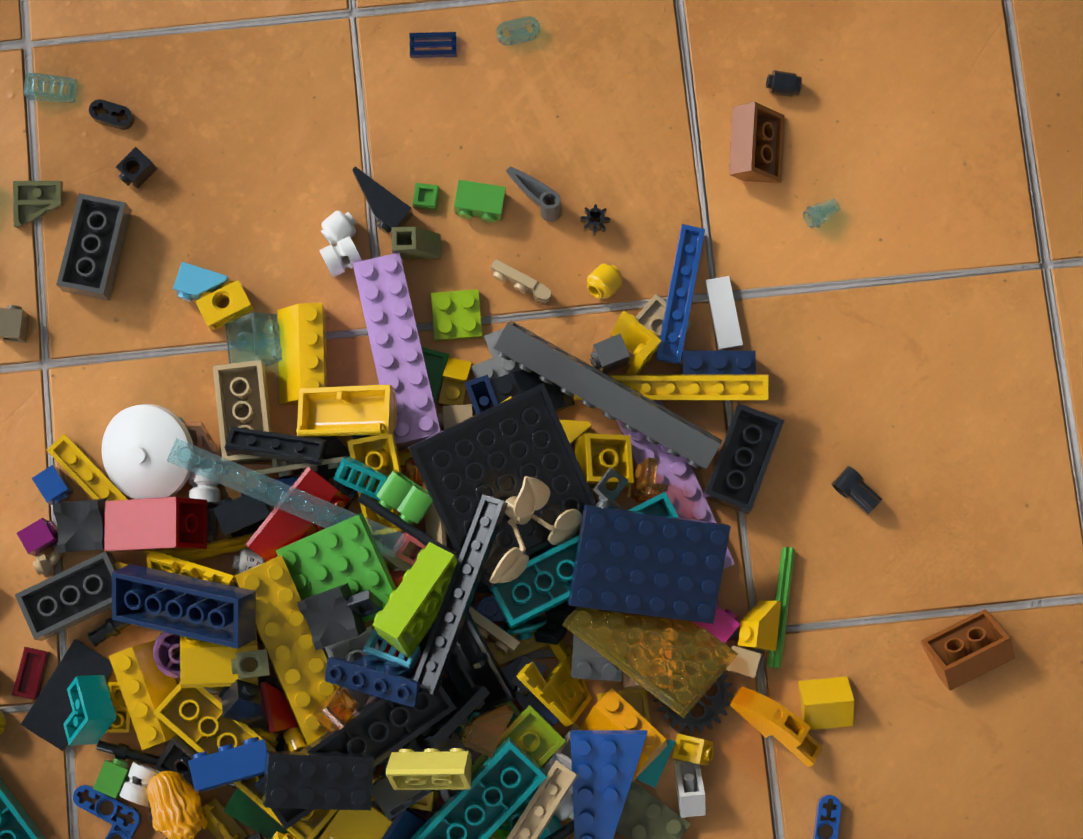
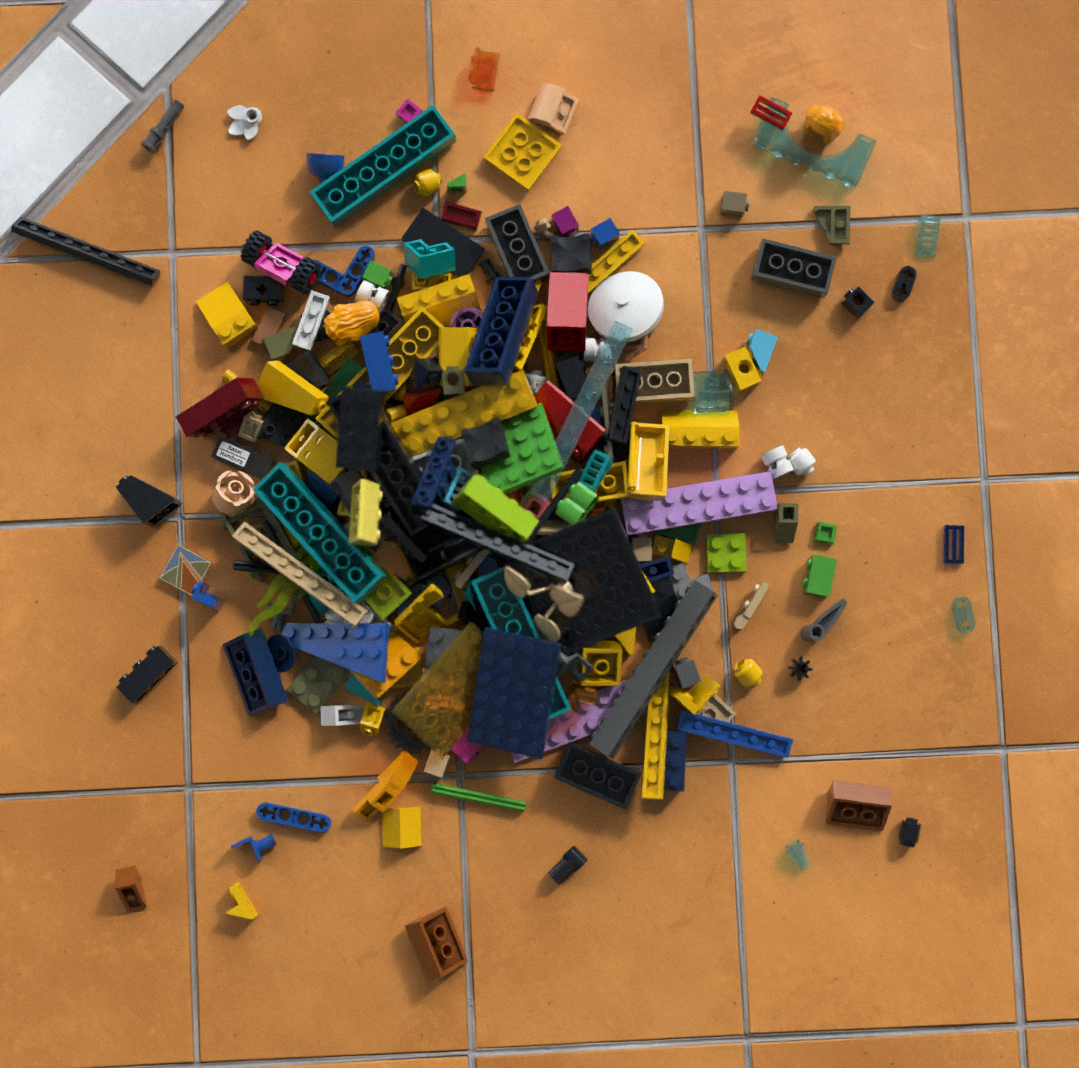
camera: 90 degrees right, 5 degrees up
(335, 709) = (414, 444): clear orange slope -> none
(364, 603) = (493, 469): black plate -> none
(385, 206) = (816, 500): black slope -> none
(724, 313) = (718, 768): white tile -> none
(760, 626) = (463, 779): yellow slope -> none

